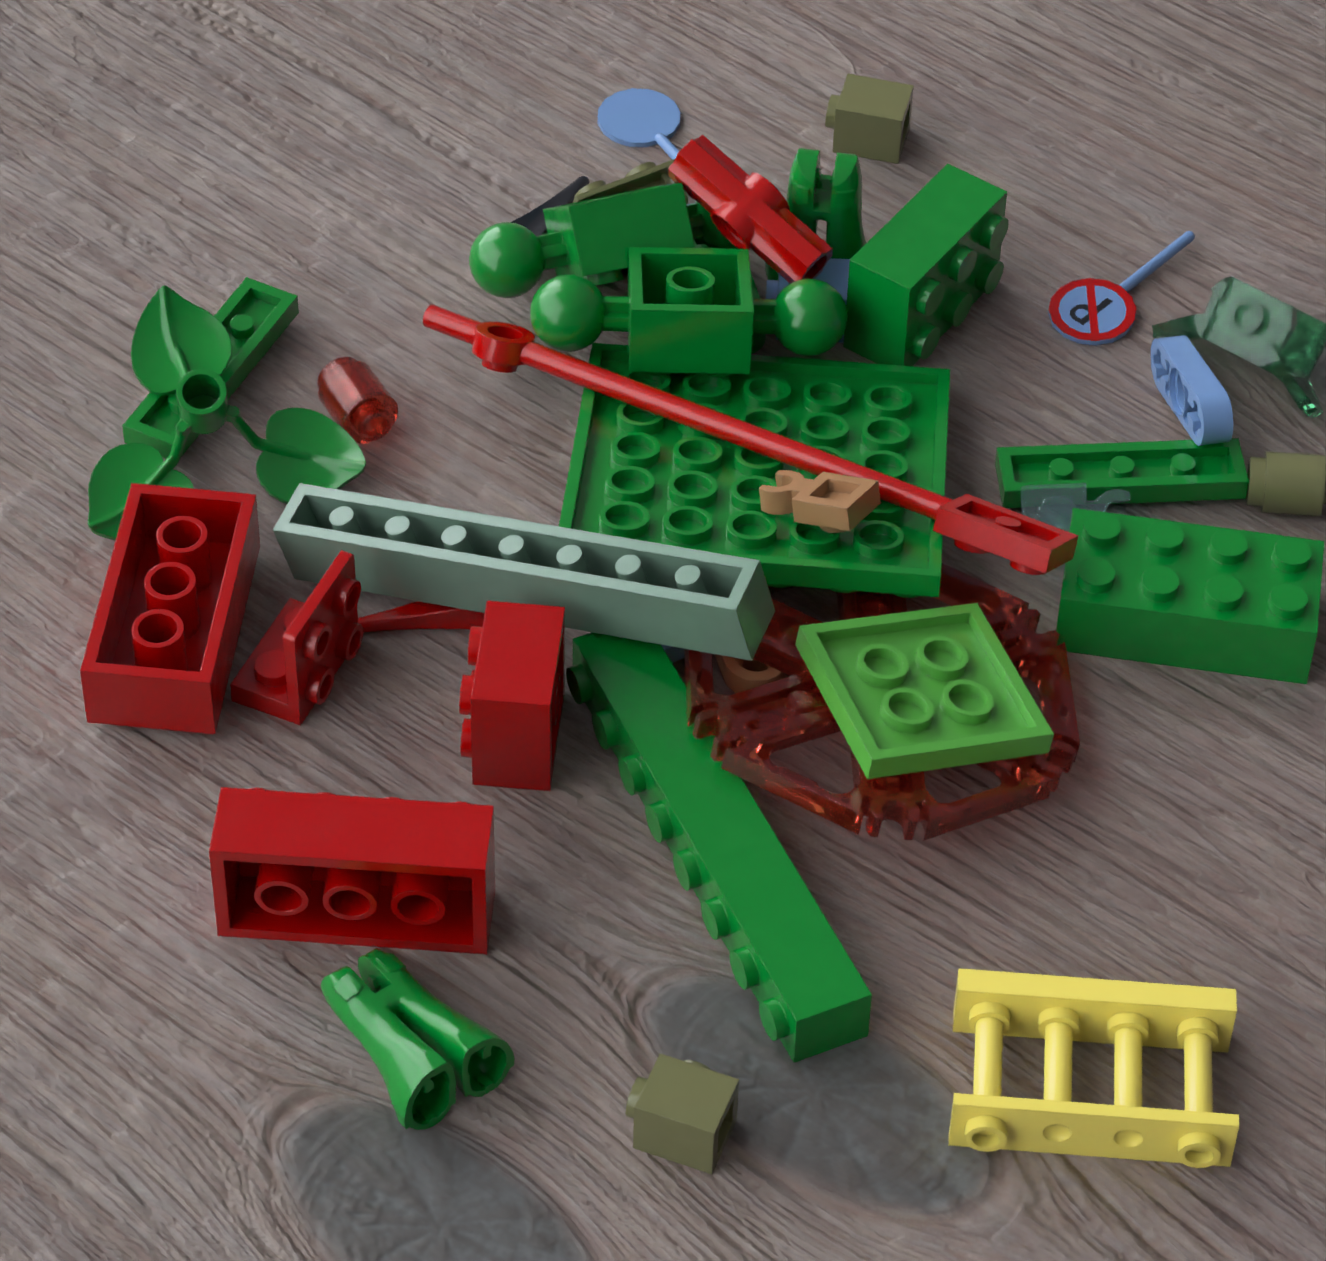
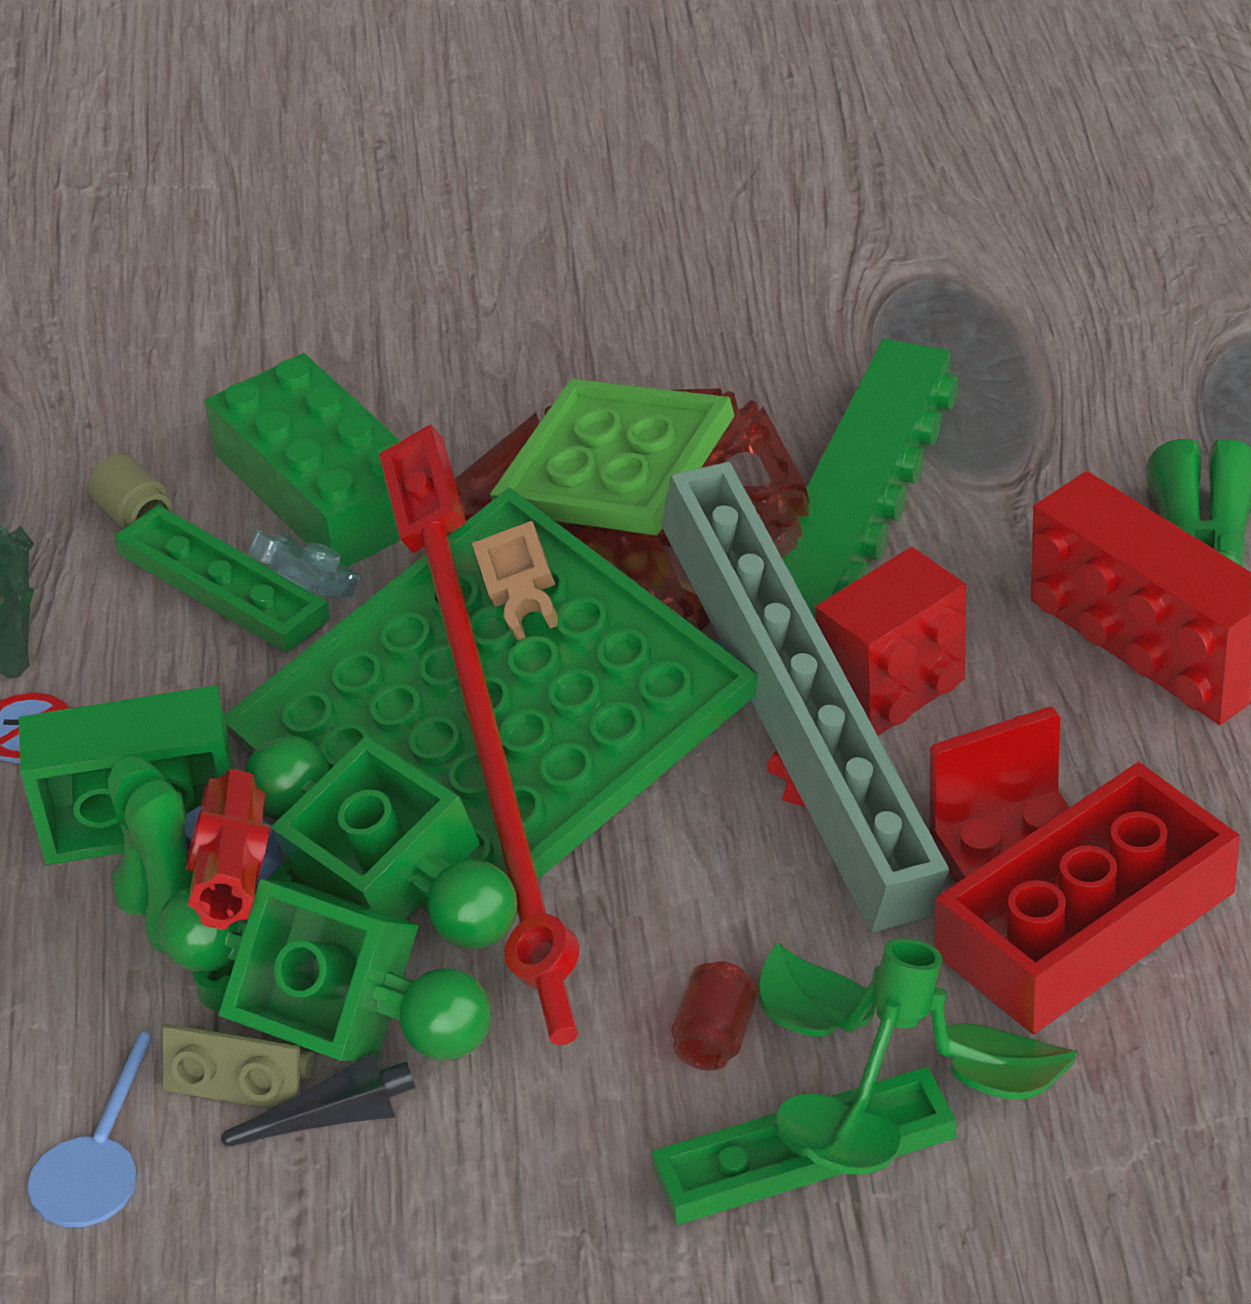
camera: 130 degrees left, 5 degrees down
(683, 1112) = (1069, 375): olive brick -> none
(1096, 1012) = (770, 305): light yellow fence -> none
(1191, 390) = (71, 605): medium blue beam -> none

